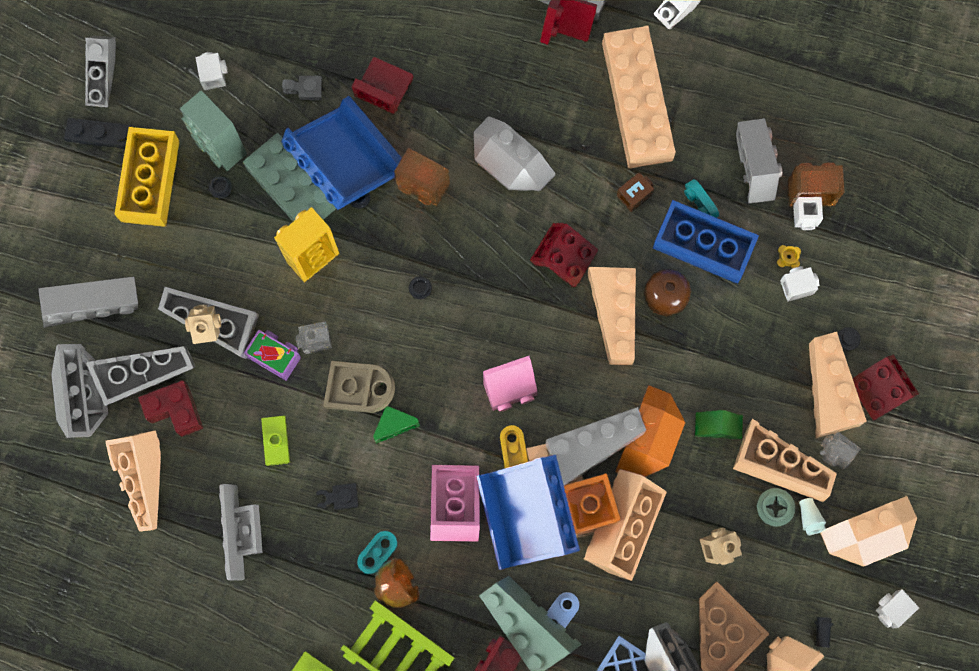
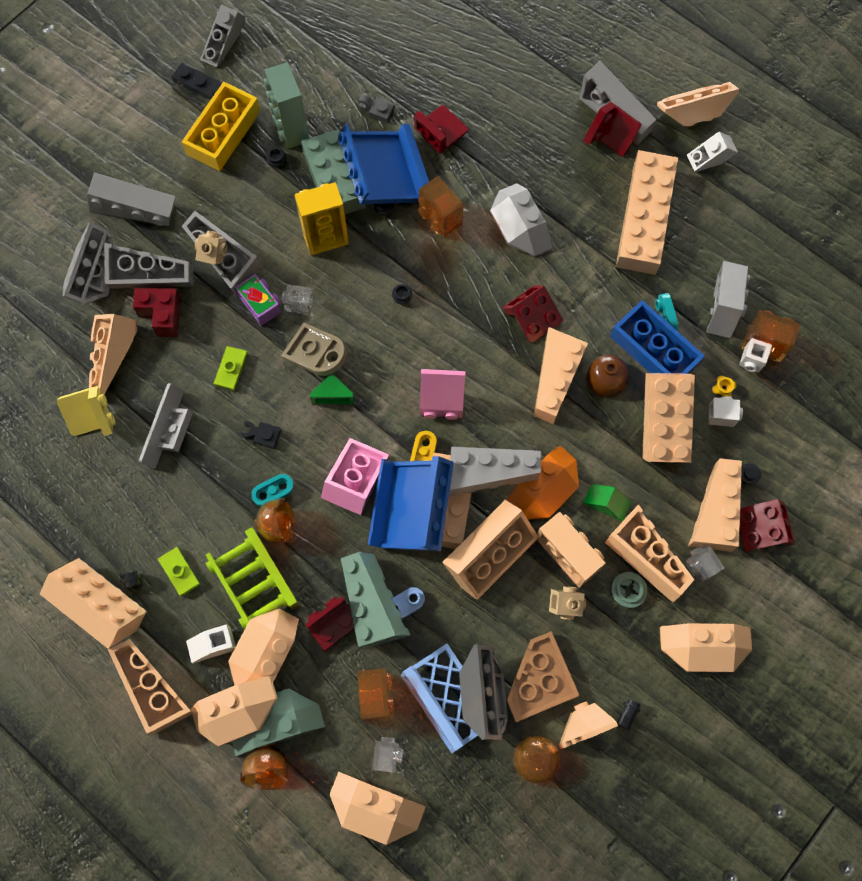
camera: 20 degrees right, 5 degrees down
(148, 550) = (86, 412): none -> light yellow bracket
(211, 70) = (308, 68): white brick -> none
(591, 503) = (467, 516): orange slope -> none
(635, 191) = (613, 285): reddish brown brick -> none
(704, 492) = (570, 549): none -> light nougat brick
(747, 315) = (668, 417): none -> light nougat brick
(811, 517) = (657, 611): light aqua cone -> none
(896, 609) = (702, 720): white brick -> none

